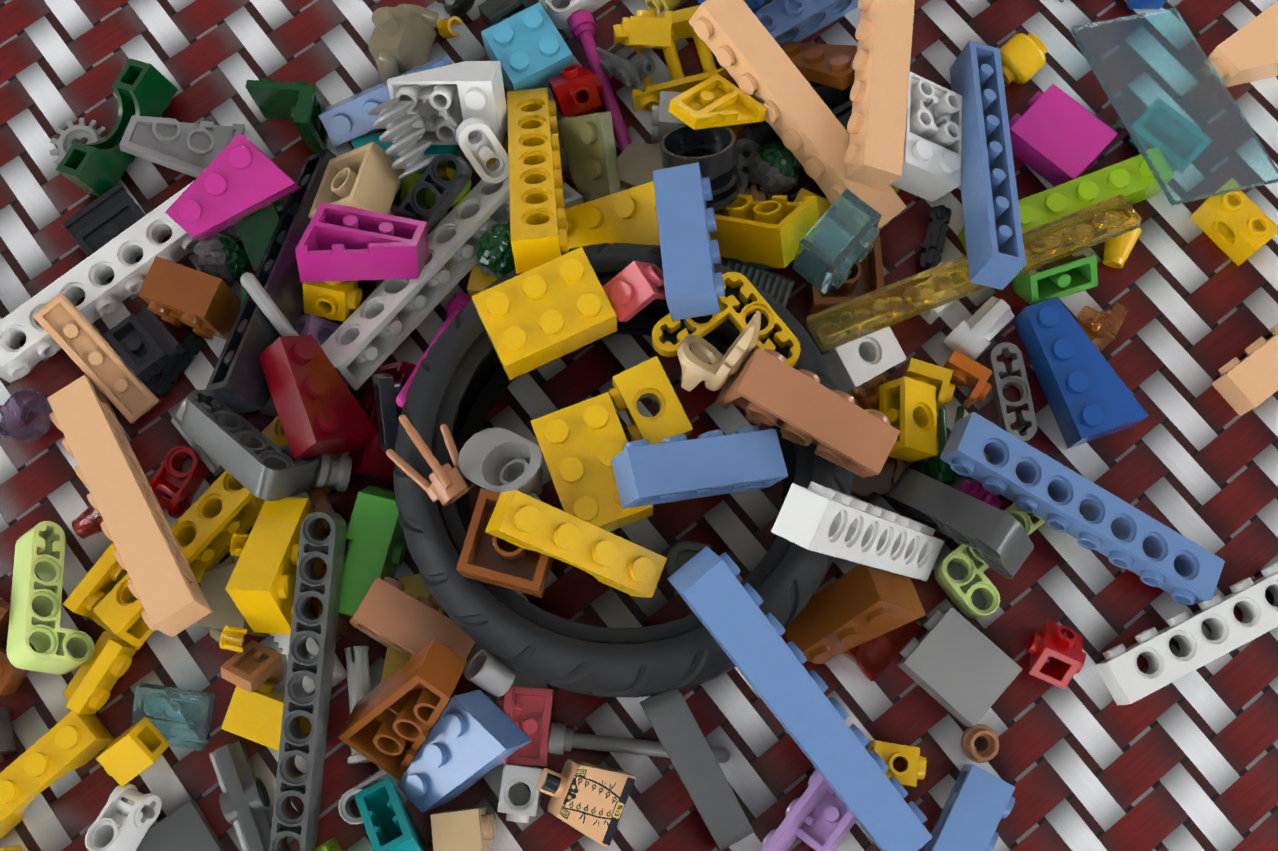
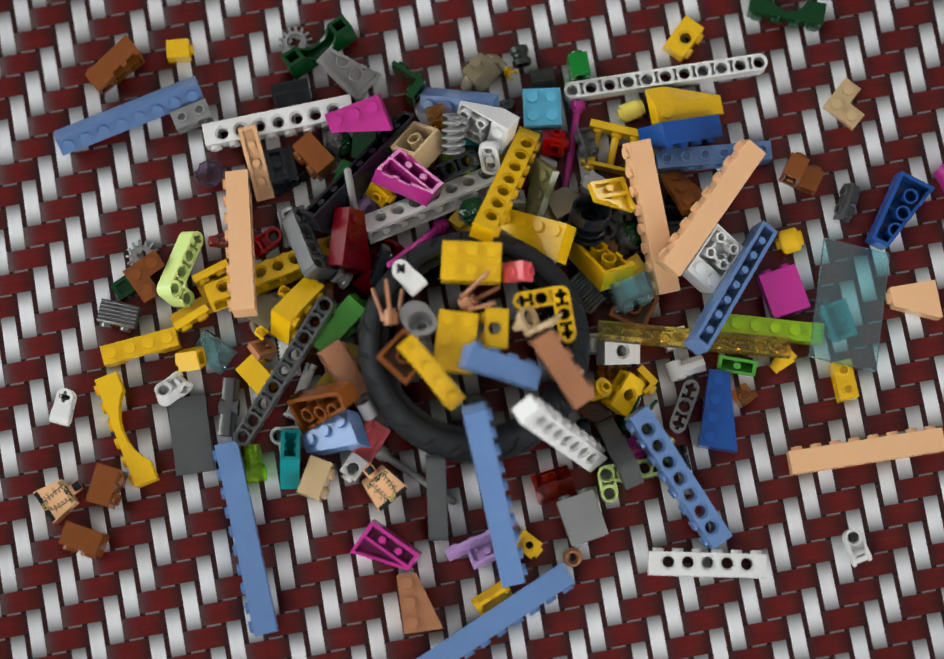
camera: 30 degrees right, 5 degrees up
(359, 130) = (435, 117): none -> clear orange bracket
(450, 397) = (411, 280): none -> white piece
(578, 383) = (469, 301): none -> nougat plant
(647, 29) = (605, 132): yellow brick -> none
(686, 242) = (551, 262): medium blue brick -> none
(853, 612) = (544, 467): dark orange wedge -> none
(935, 237) = (692, 310): black axle -> none
(971, 374) = (666, 385): orange bracket -> none
(1055, 654) = (629, 535): red brick -> none

